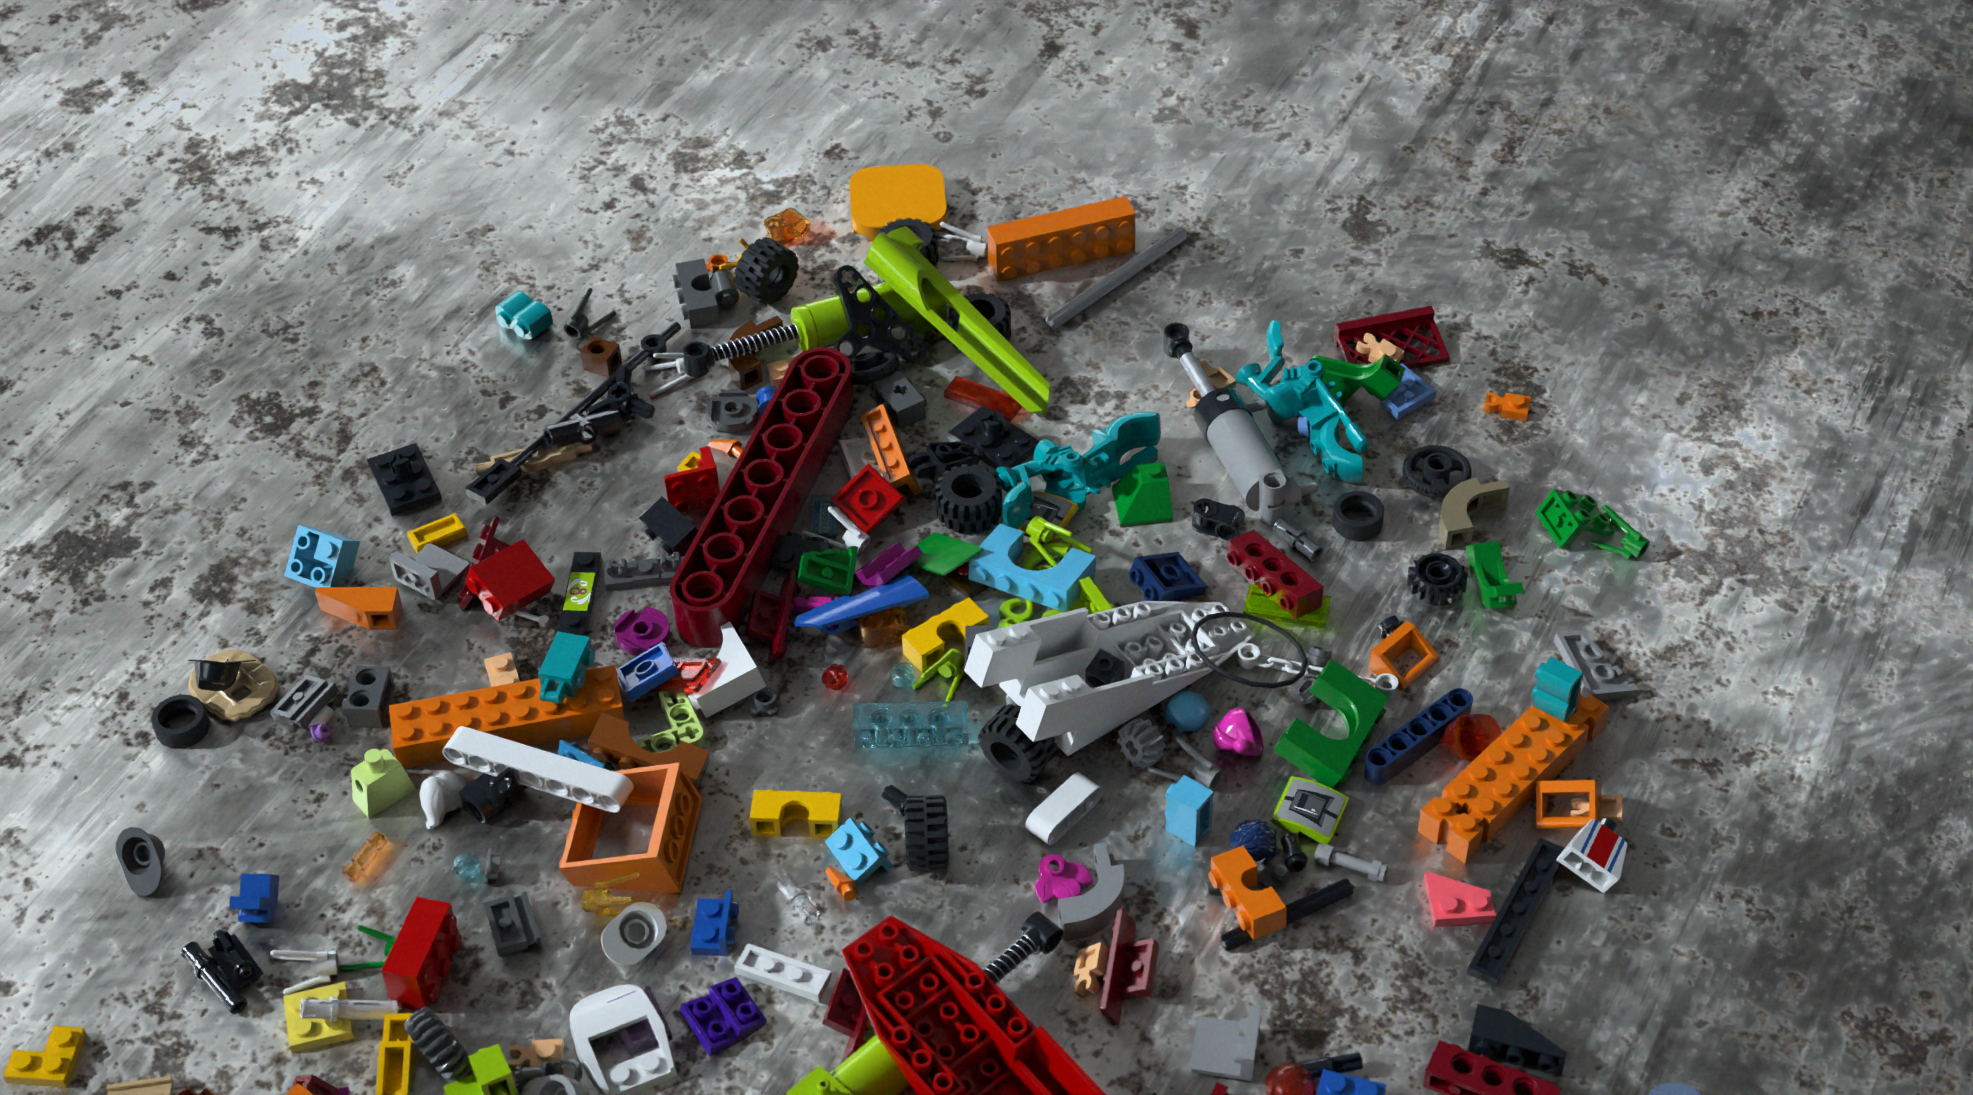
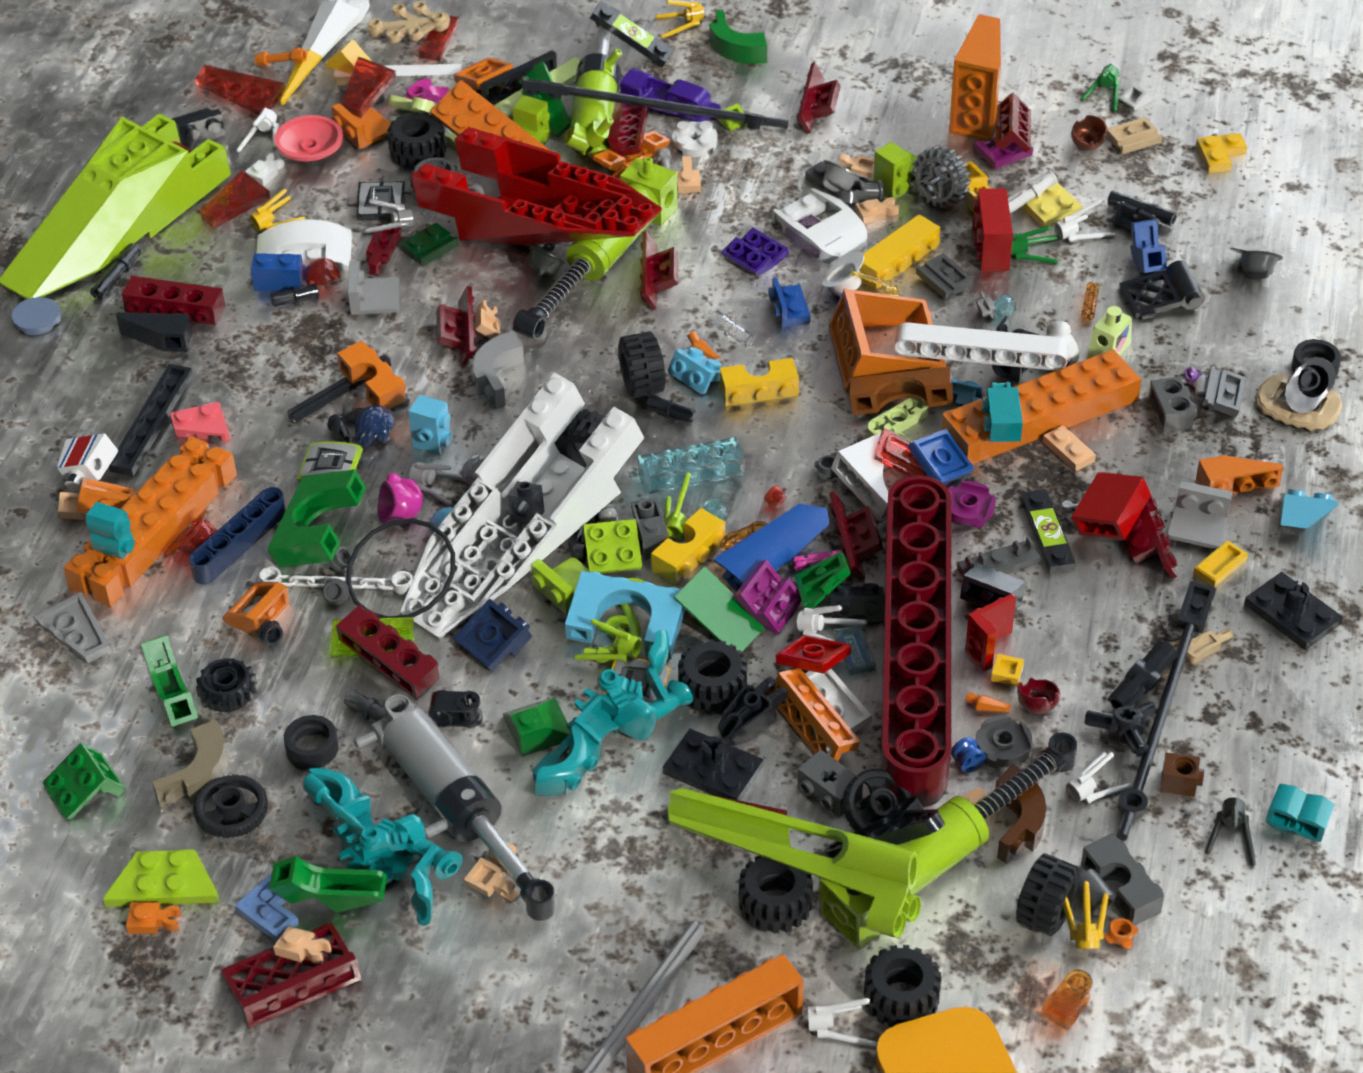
camera: 165 degrees right, 0 degrees up
(253, 840) = (1178, 284): none -> black piece
(547, 968) = (900, 250): none -> yellow brick
(682, 434) = (1038, 696): none -> dark red hair
(783, 972) = (721, 281): white plate -> none
(1060, 883) = (526, 380): dark pink plate -> none
(1326, 854) = (270, 430): light grey bar -> none
(1498, 432) = (164, 879): none -> lime wing
(1633, 541) = (26, 764): green plant -> none

